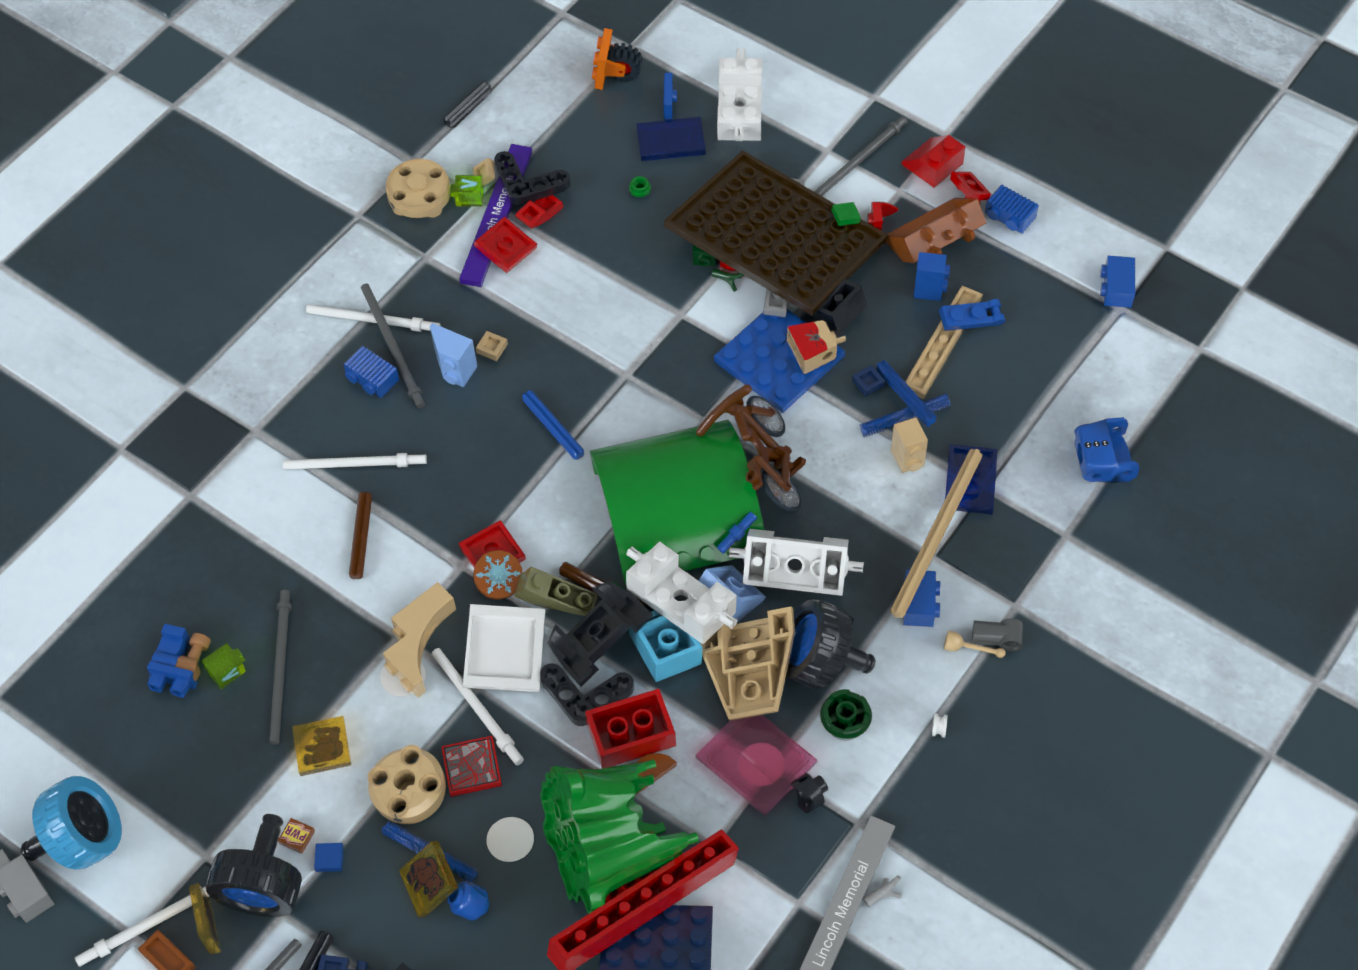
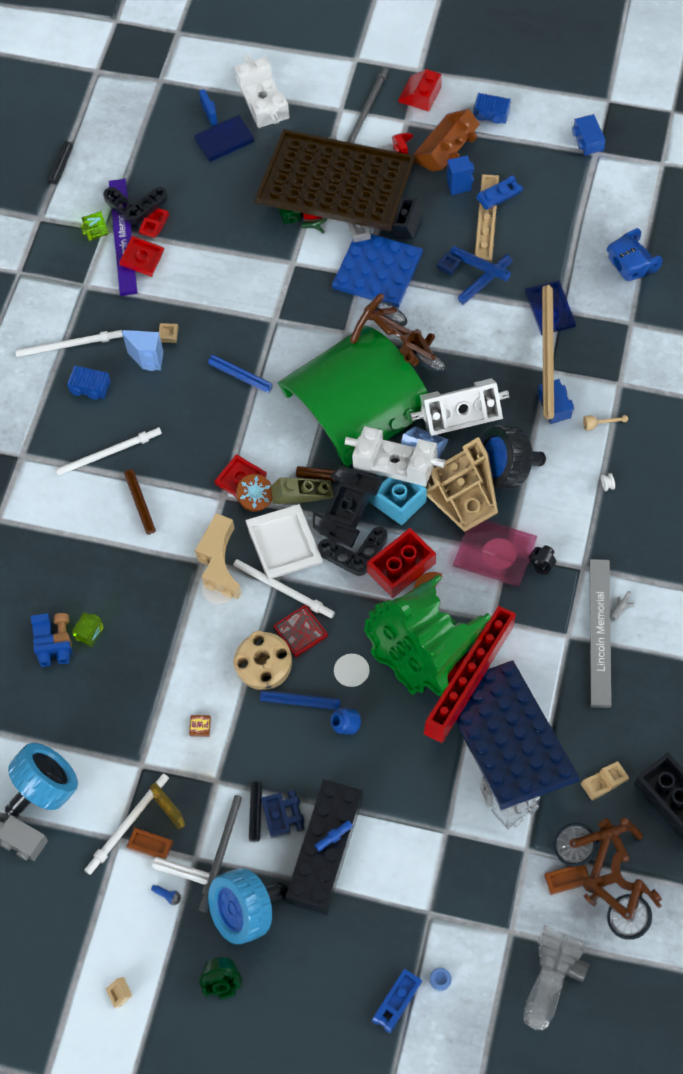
camera: 20 degrees left, 5 degrees up
(255, 878) = (193, 763): black wheel -> none
(283, 608) = (110, 573): dark grey bar -> none
(321, 746) = (186, 658): clear yellow tile -> none
(328, 857) = (231, 731): blue tile -> none
(414, 391) = (127, 385): dark grey bar -> none
(418, 188) = (56, 237): tan piece -> none
(428, 879) = (311, 717): clear yellow tile -> none
(486, 169) = (99, 205): tan plate -> none
(615, 61) = (157, 94): plate -> none
(639, 186) = (219, 181): green plate -> none
(736, 532) = (411, 401): blue bar -> none
(814, 344) = (401, 251): torso -> none
(846, 213) = (379, 150): green tile -> none
(846, 715) = (544, 498): dark green cone -> none
(909, 445) = (500, 298): tan brick -> none
(970, 185) = (456, 101): red plate -> none
(1006, 634) = (623, 404): dark grey piece -> none

